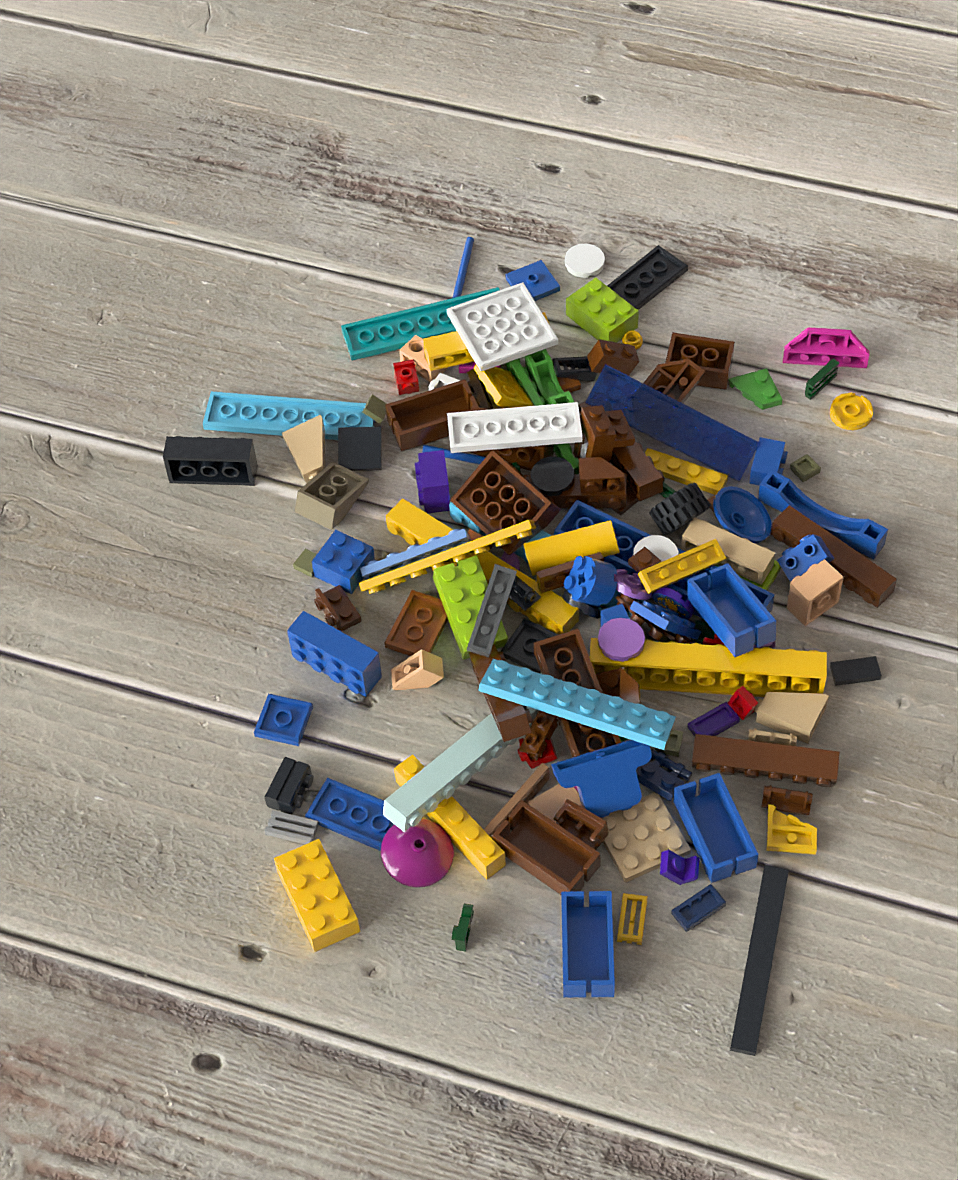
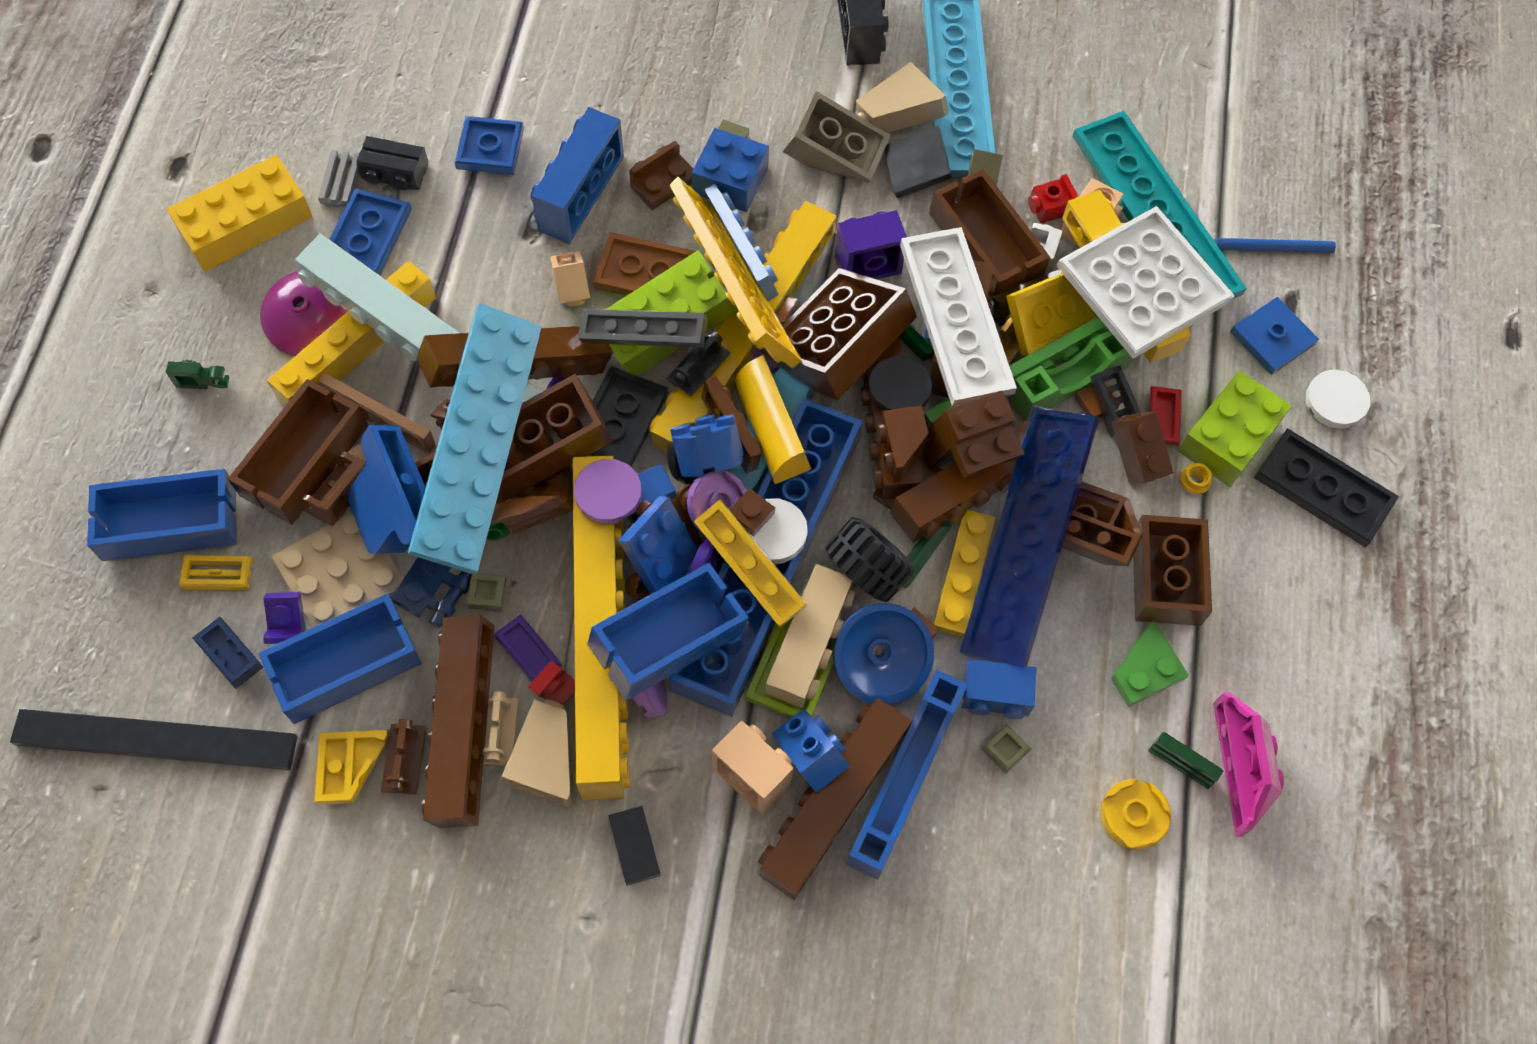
camera: 75 degrees right, 10 degrees up
(577, 347) = (1167, 405): none -> red tile

